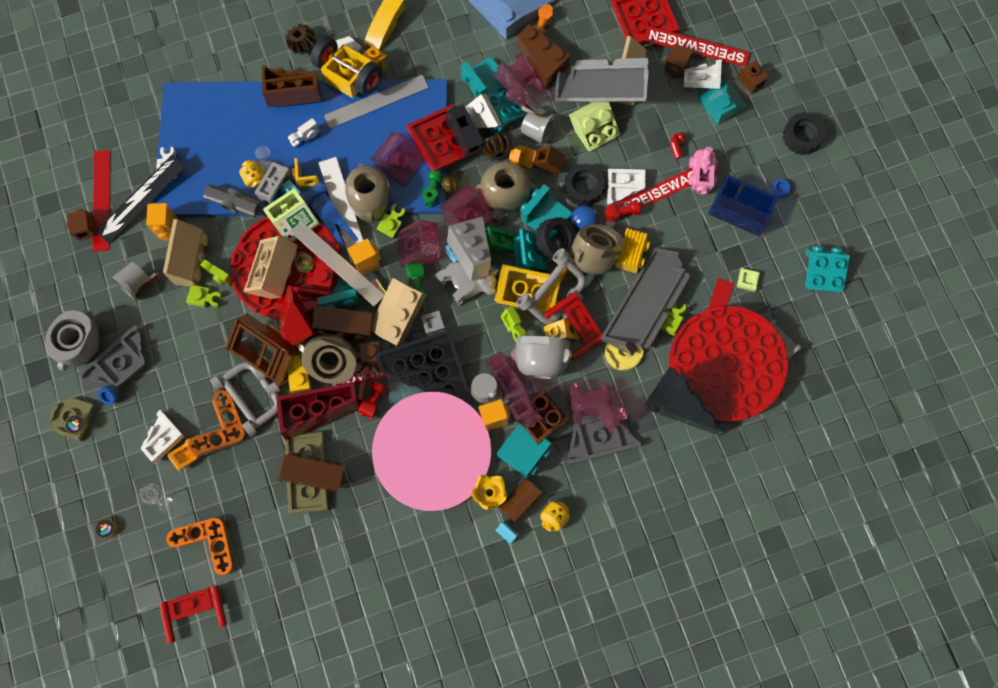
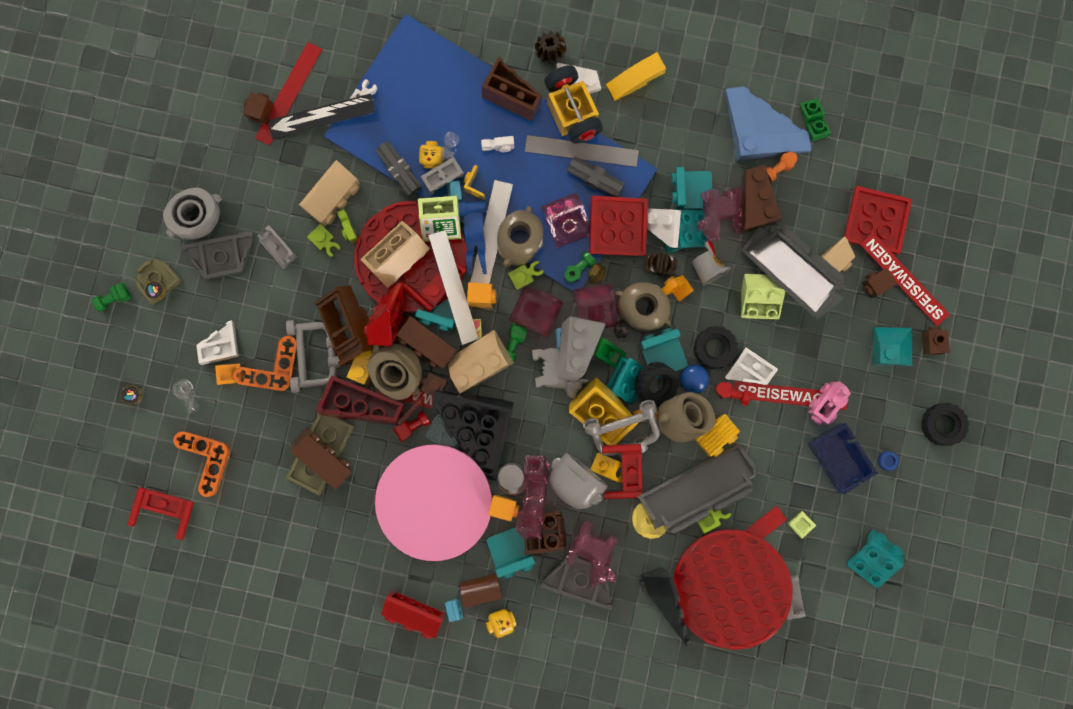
camera: 30 degrees right, 10 degrees up
(43, 448) = (117, 293): none -> green leg
(108, 394) = (196, 280): blue tile -> none
(133, 279) = (273, 188): light grey hat -> none
(160, 220) = (327, 150): light orange brick -> none
(165, 325) = (277, 247): none -> light grey hinge
(304, 263) = (426, 266): clear yellow tile -> none
(376, 56) = (605, 109): light orange bracket -> none
(400, 112) = (595, 177): none -> dark grey piece
(432, 322) = (504, 389): light grey plate -> none
(464, 130) = (640, 231): black brick -> none
(473, 557) = (412, 614): none -> red slope
(485, 483) = (455, 577): yellow piece -> none
(512, 322) = (572, 432): lime plate -> none
(549, 159) = (699, 306): reddish brown brick -> none
(675, 144) = (821, 361): red arm -> none
(703, 76) = (891, 312): white wing -> none

